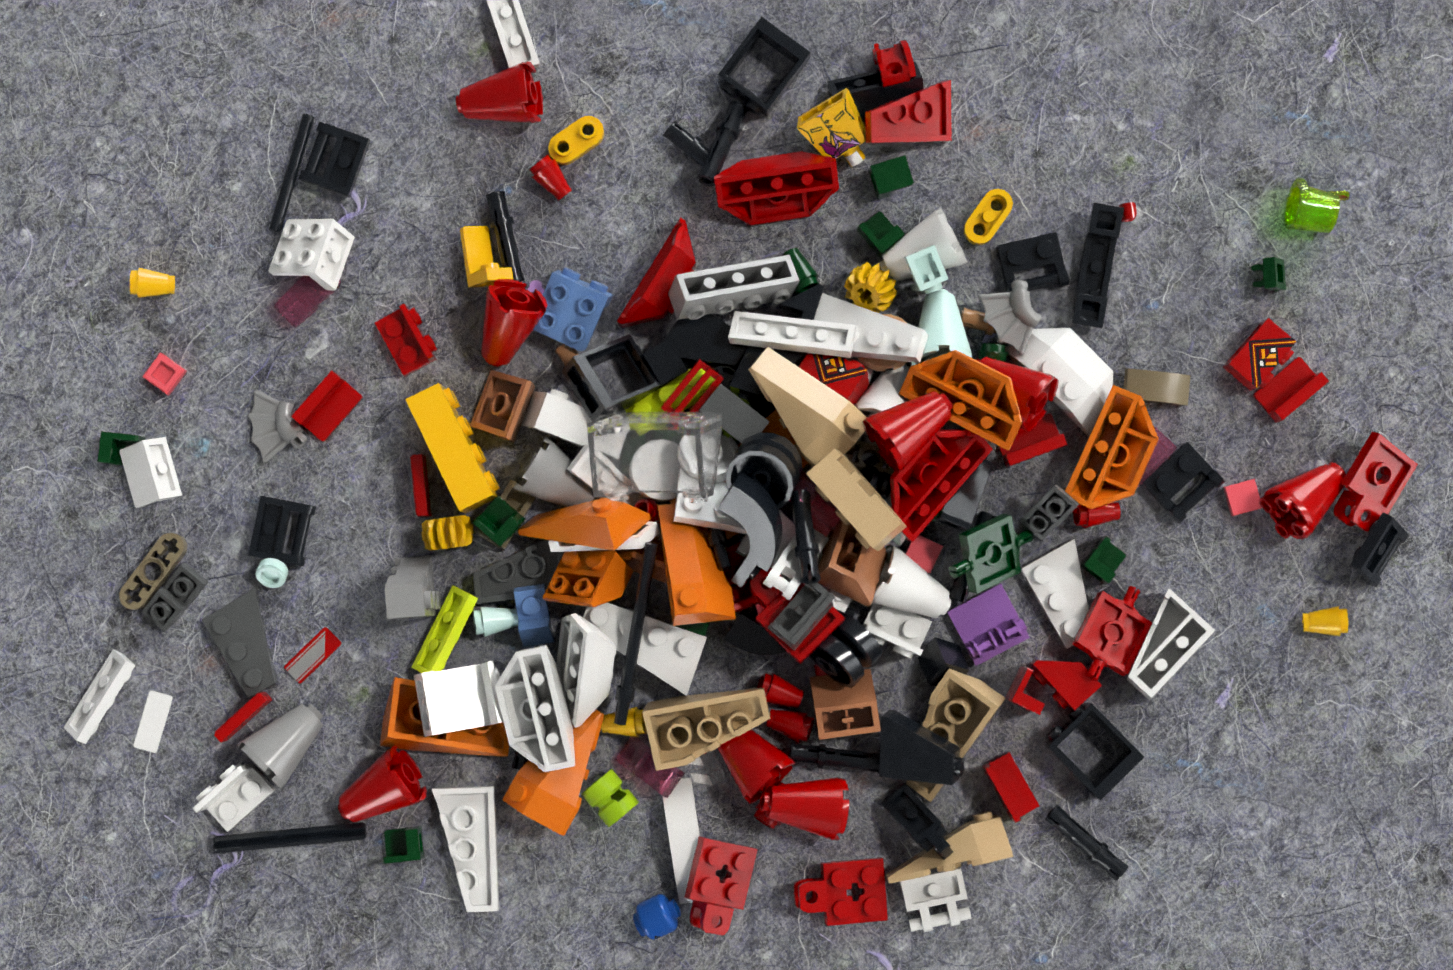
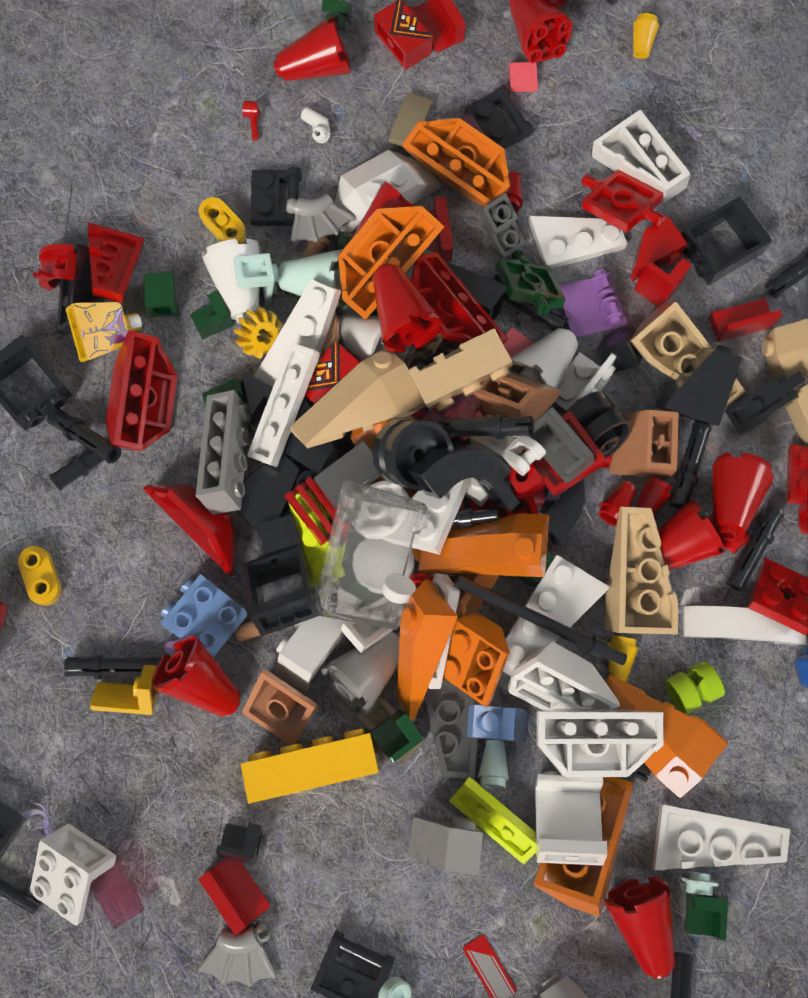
camera: 80 degrees left, 10 degrees down
(372, 400) = (241, 843): none -> black panel
(406, 340) = (188, 792): red bracket -> none
(420, 485) = (340, 811): red tile -> none
(429, 834) = (699, 883): none -> light aqua plate
(447, 532) = (395, 793): yellow gear -> none
(550, 177) = (66, 608): red cone -> none
(631, 489) = (398, 588): none -> white tile
(638, 759) = (663, 649): clear pink slope -> none
(765, 837) = (760, 538): none -> black pin
(1096, 265) = (289, 145): black slope -> none
(1103, 560) = (553, 198): dark green panel -> none
(1129, 290) = (319, 123): none -> white arm
(1205, 265) = (314, 55): none -> red cone

